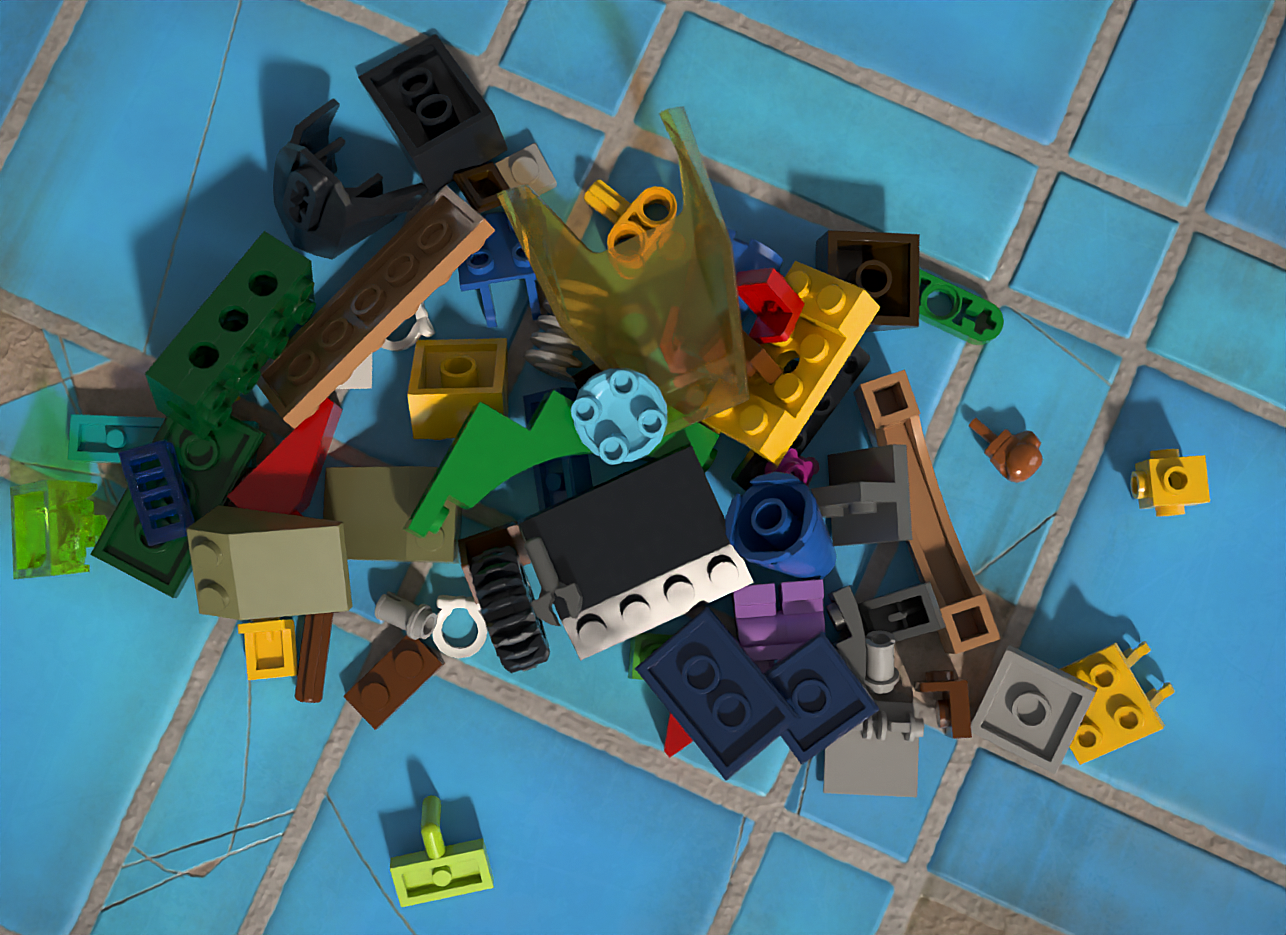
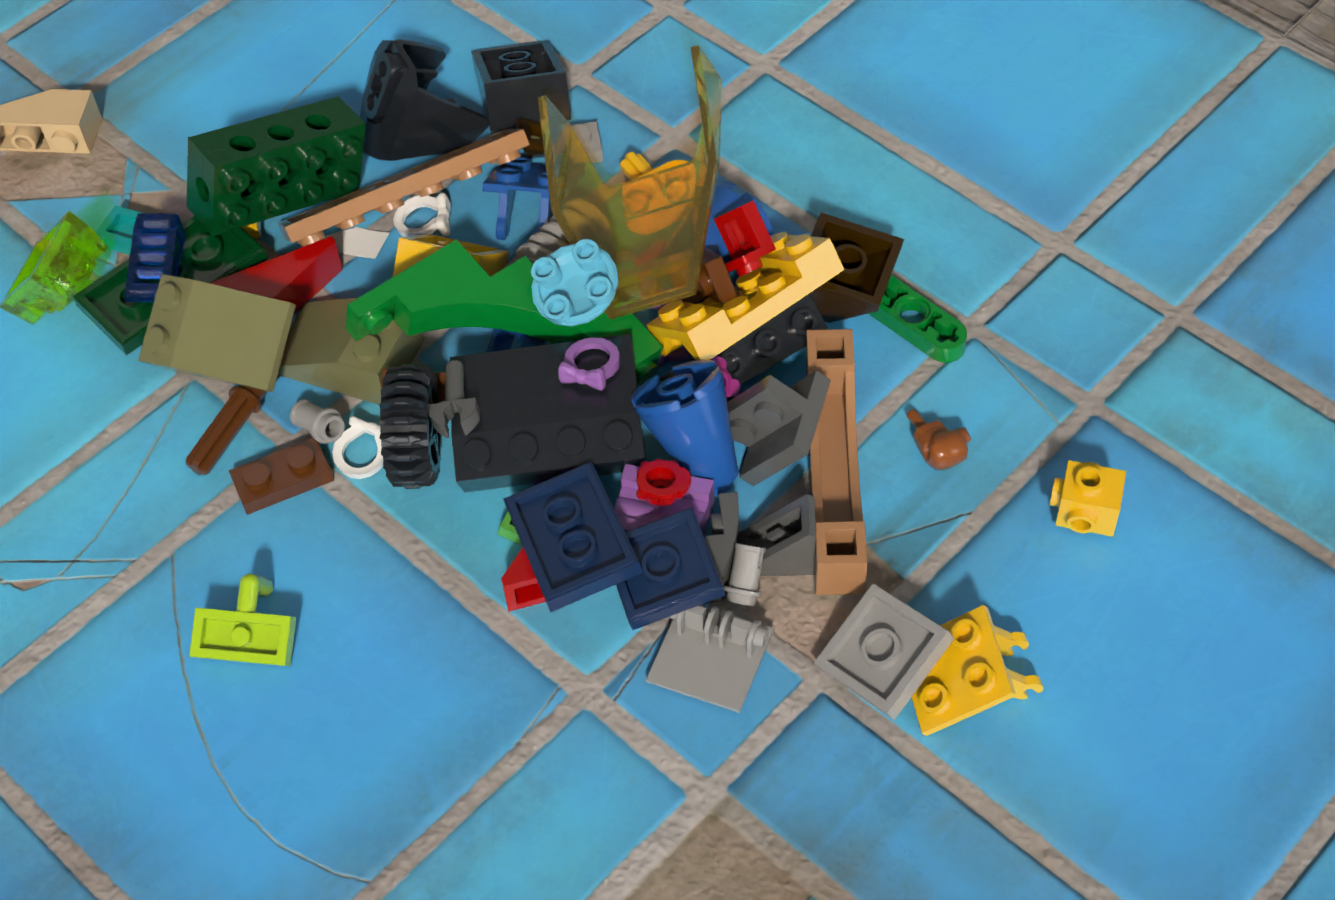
camera: 20 degrees right, 30 degrees down
(269, 648) = (185, 411): yellow bracket -> none
(681, 520) = (594, 378): none -> medium lavender piece
(793, 602) = (662, 482): none -> red animal
(954, 708) = (804, 626): reddish brown bracket -> none

